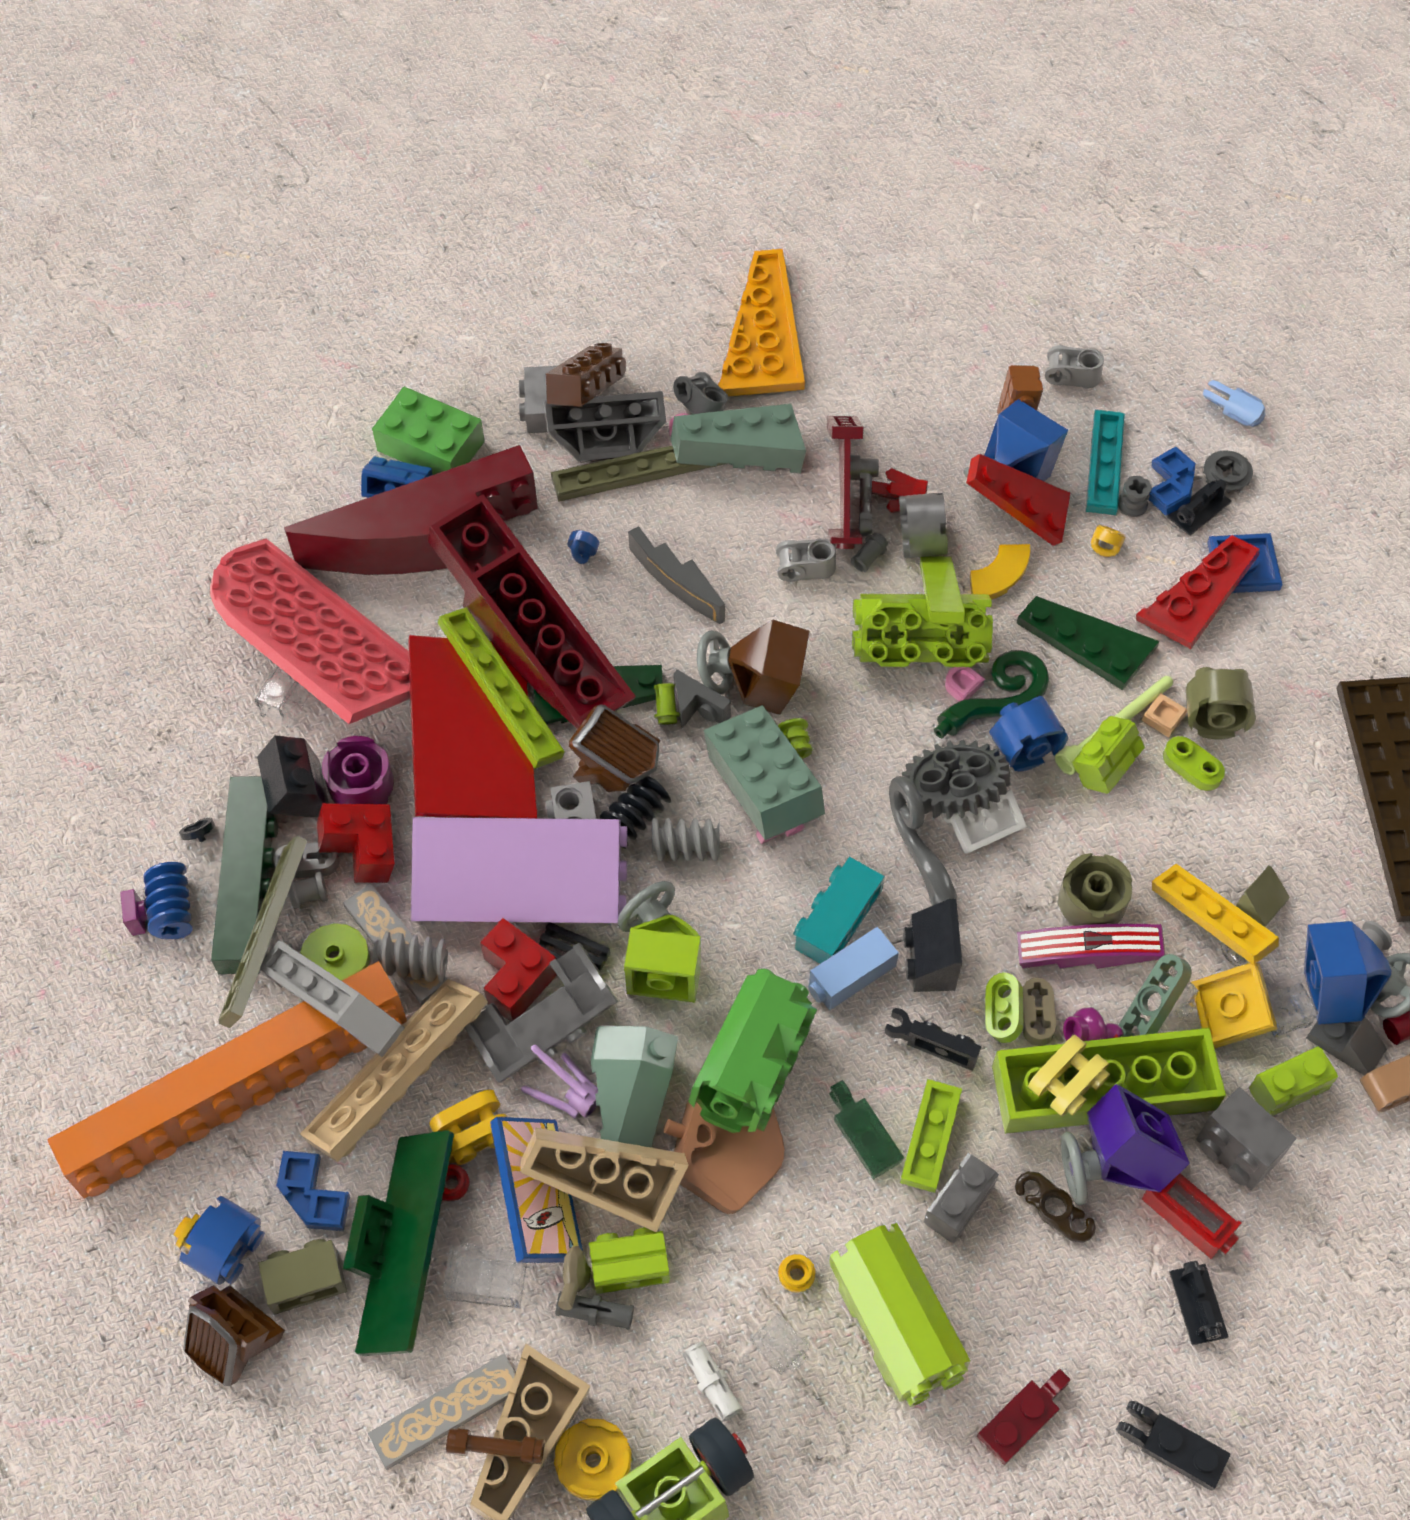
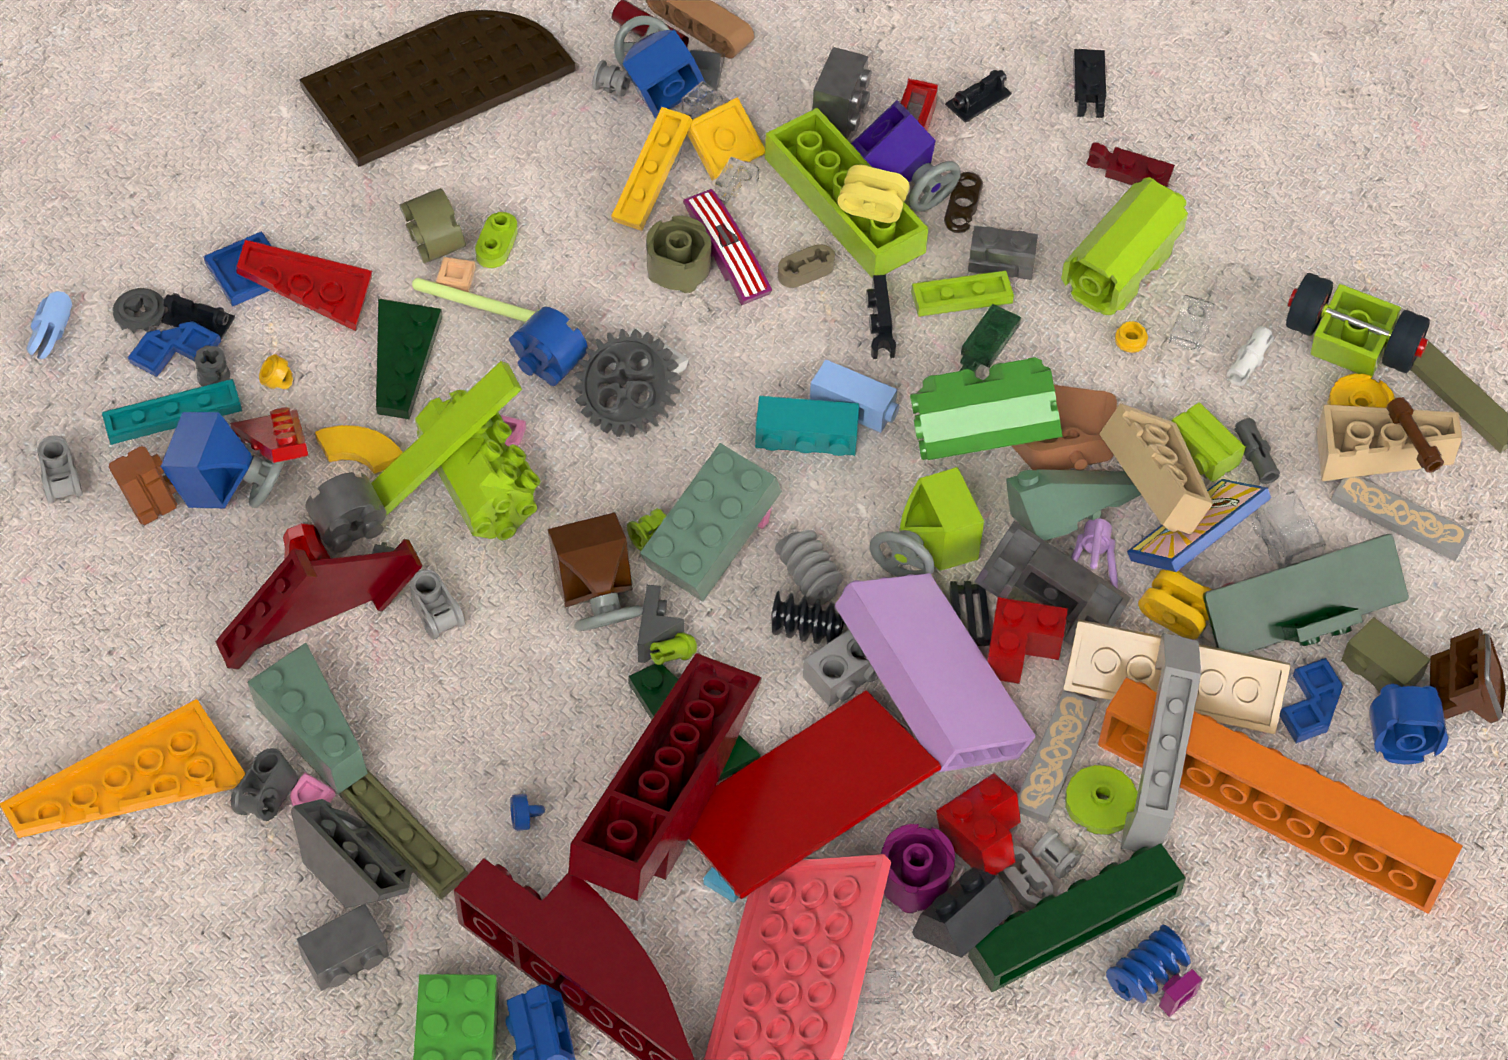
camera: 120 degrees left, 5 degrees down
(184, 1229) = (1414, 765): yellow plate -> none
(197, 829) = (1059, 993): black piece -> none
(262, 932) = (1132, 838): olive tile -> none
(411, 957) = (1070, 714): light grey piece -> none
(501, 687) = (741, 795): lime tile -> none
(575, 1277) = (1248, 467): dark tan rock -> none
(585, 375) = (314, 882): reddish brown brick -> none
(613, 750) = (765, 643): reddish brown piece -> none
(682, 580) = (516, 703): dark grey slope -> none
(908, 819) = (693, 401): dark grey plant -> none
(934, 948) = (801, 337): black slope -> none
(960, 714) = (542, 415): dark green plant -> none
(1004, 1010) = (819, 284): lime plate -> none
(1089, 1026) = (805, 221): magenta animal -> none
(1108, 754) = (531, 288): lime brick -> none
(1168, 998) = (742, 164): sand green beam -> none
(1264, 897) = (613, 150): olive slope -> none
(1293, 1081) = (766, 87): lime brick -> none

